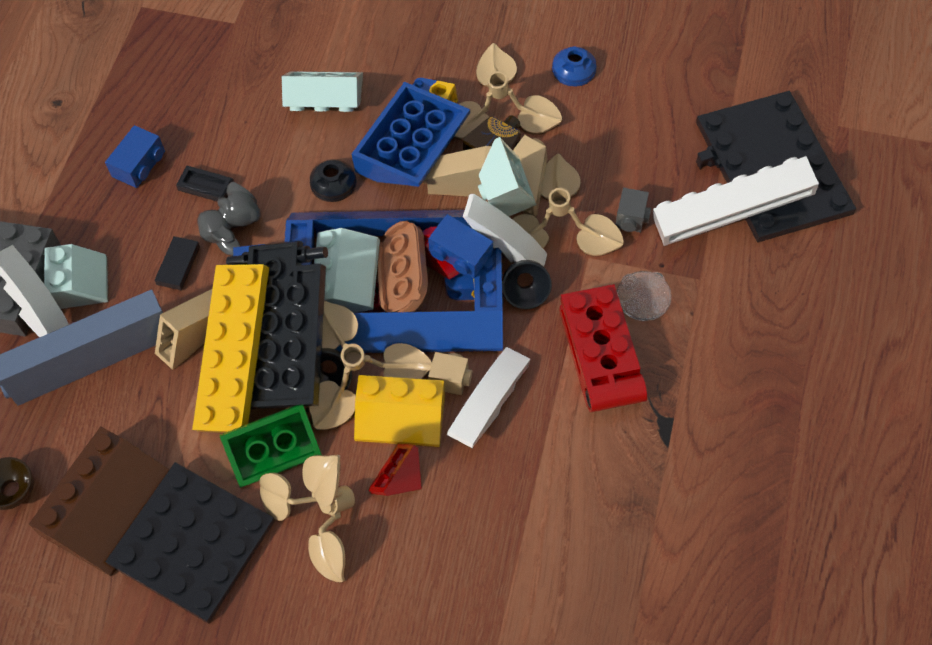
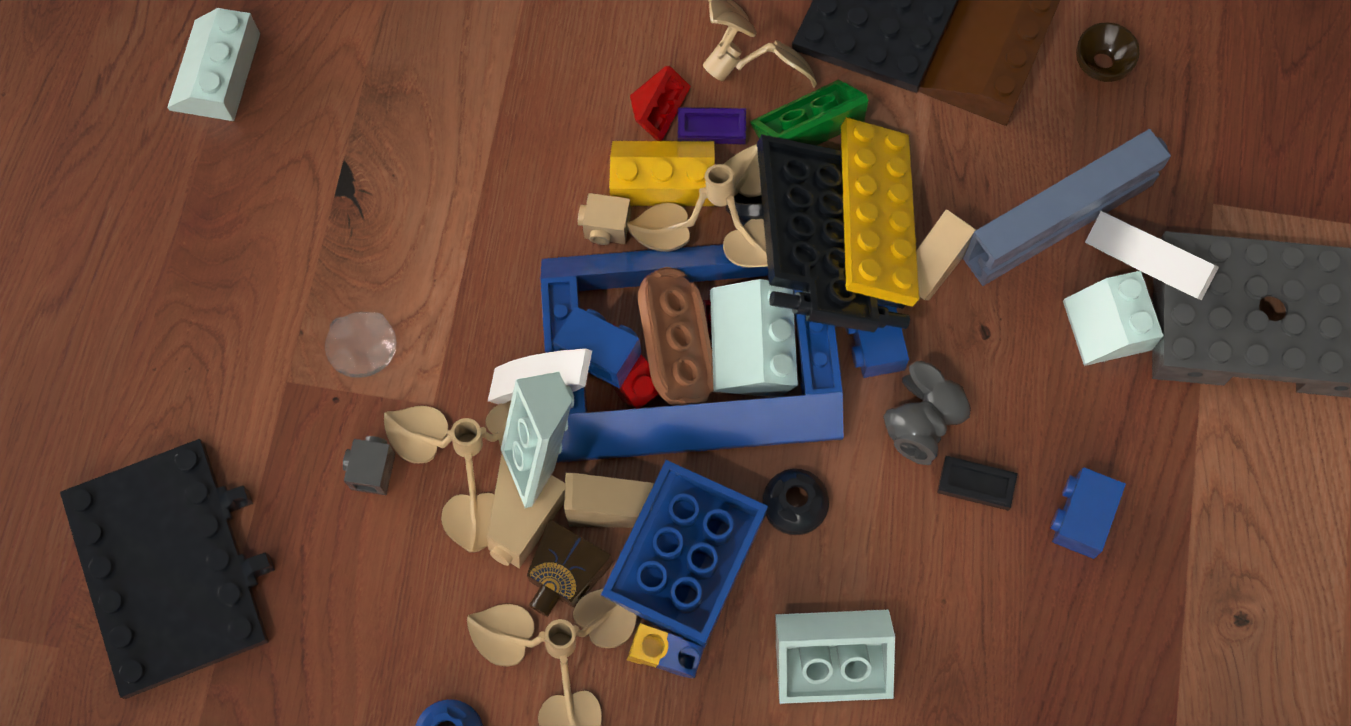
camera: 175 degrees right, 10 degrees up
(177, 263) = (984, 355): black tile -> none
(357, 452) = (712, 124): none -> dark purple tile
(488, 397) = (554, 192): white slope -> none
(526, 296) = (512, 339): black piece -> none
(602, 348) = (394, 215): red hinge -> none
(735, 200) = (223, 471): white brick -> none
(791, 532) = (215, 65): none -> light aqua slope

